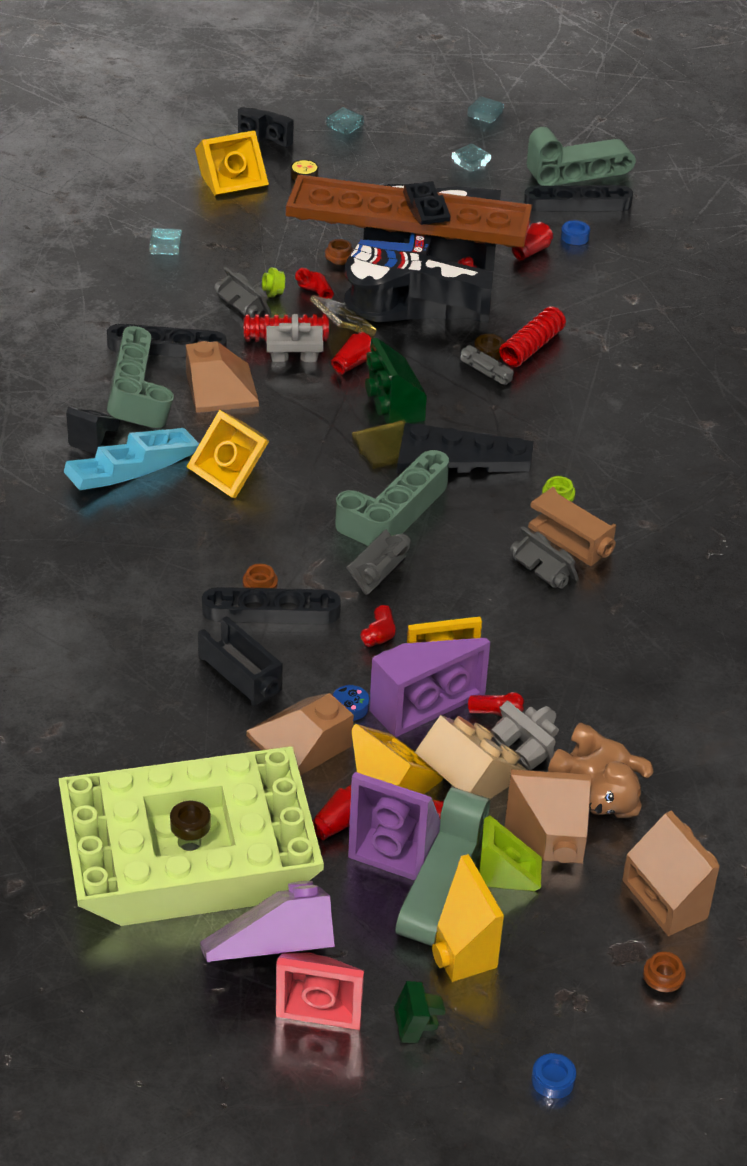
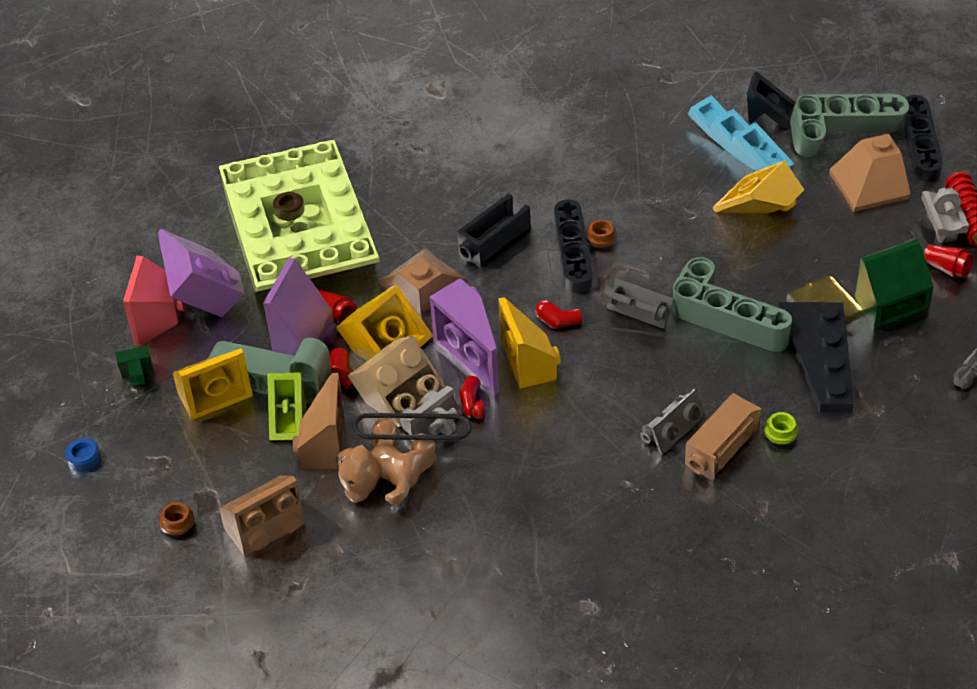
camera: 90 degrees right, 5 degrees up
(585, 731) = (411, 437): none -> black piece

